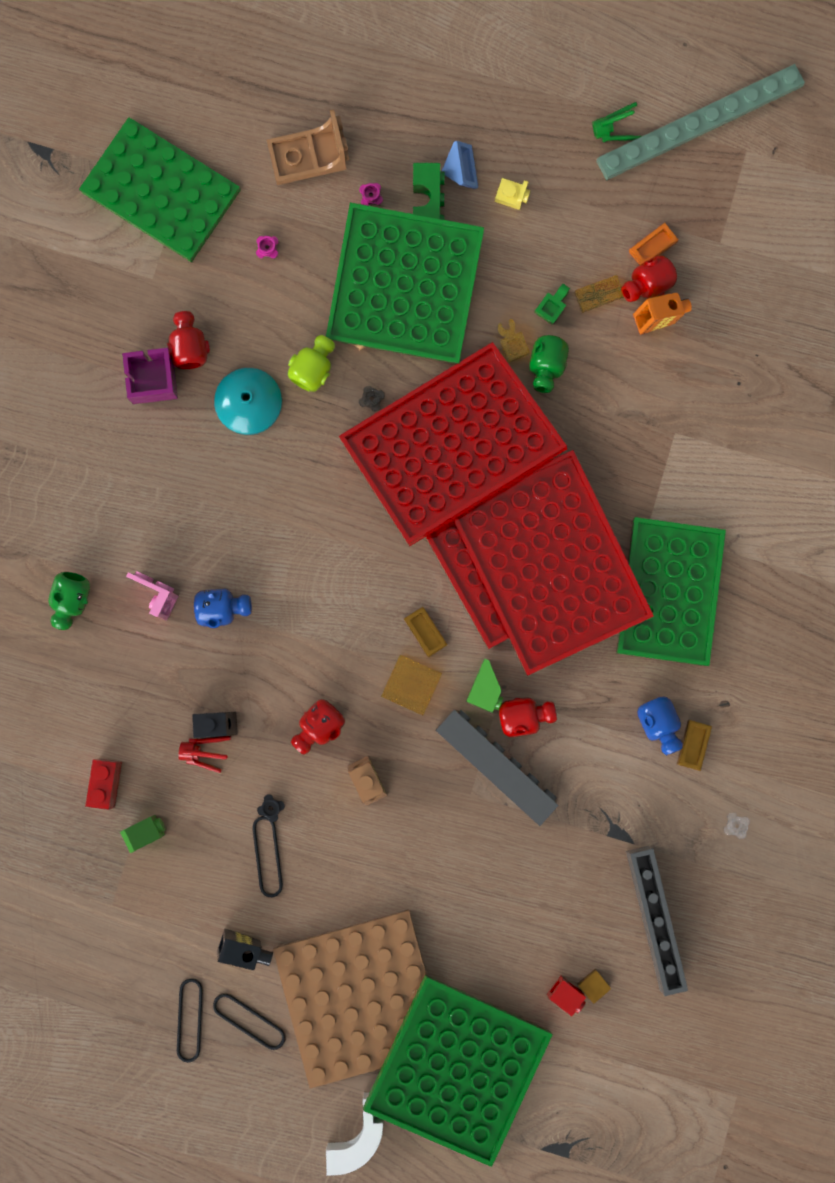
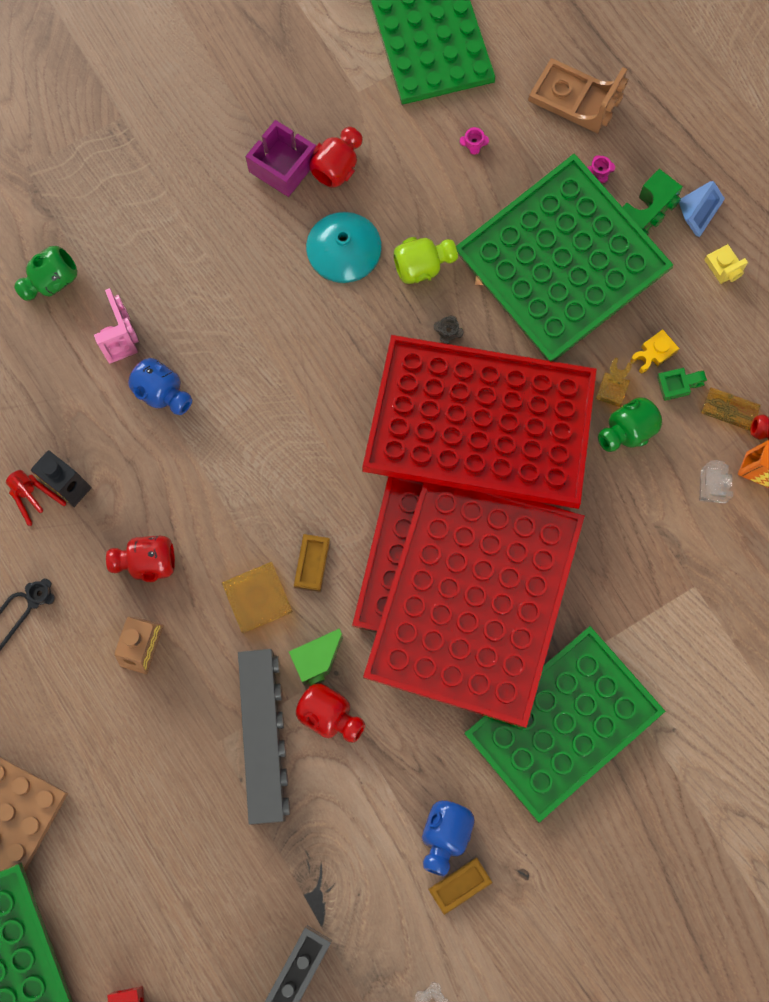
camera: 45 degrees right, 10 degrees down
(518, 294) = (656, 349): none -> yellow plate
(632, 353) = (715, 482): none -> clear brick

